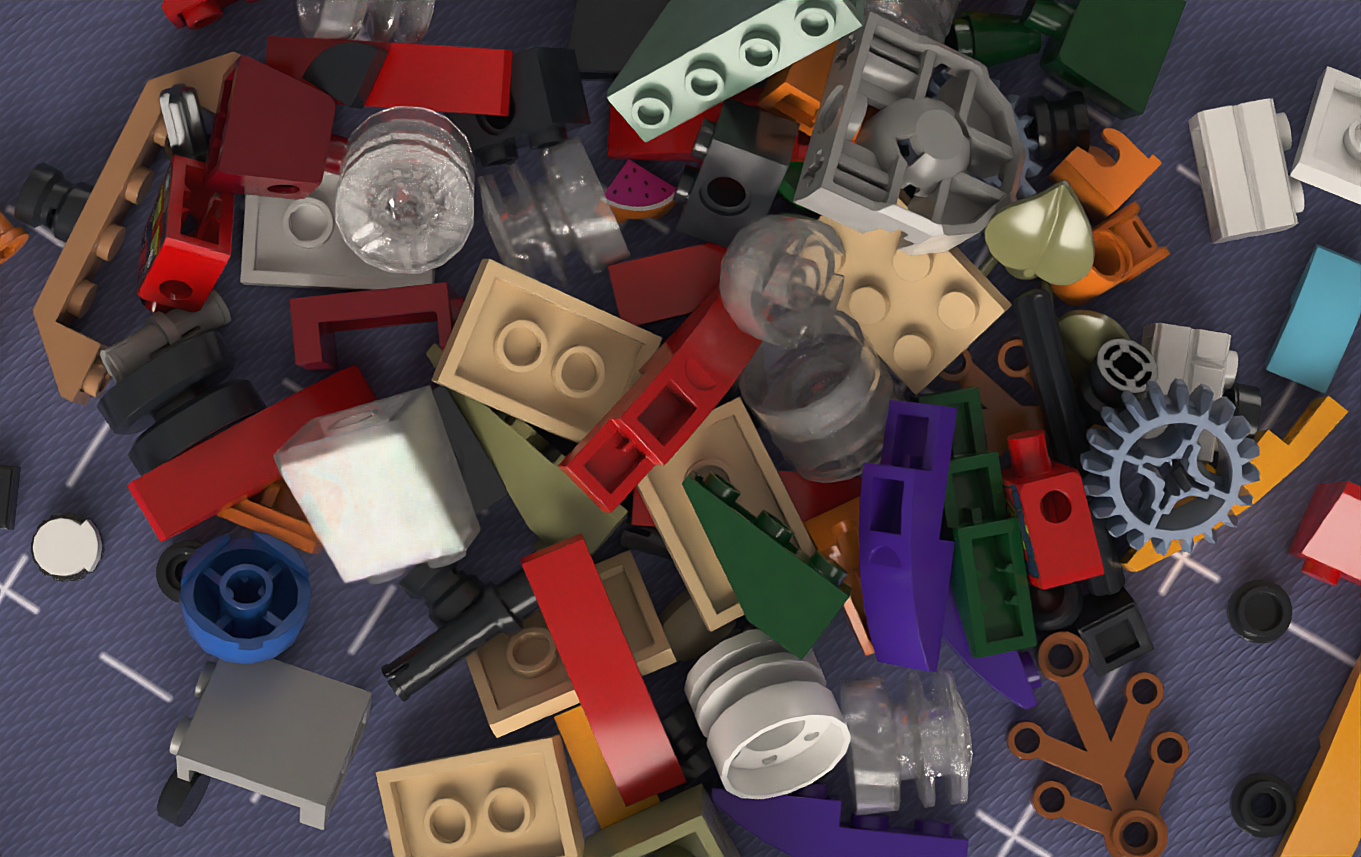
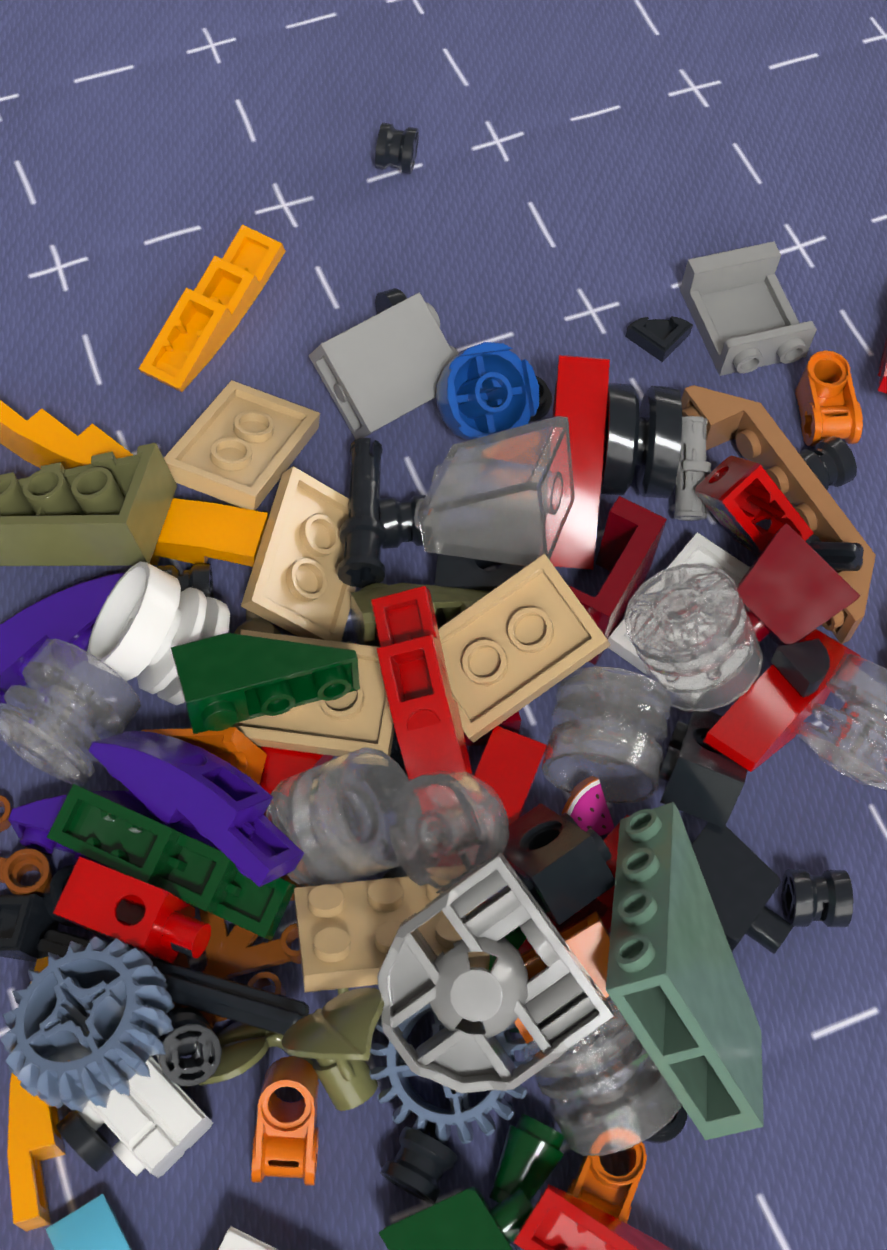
camera: 120 degrees right, 25 degrees down
(67, 547) = (595, 341): white piece -> none
(603, 669) = (273, 543): red slope -> none
(1101, 181) = (348, 1156): orange hinge -> none

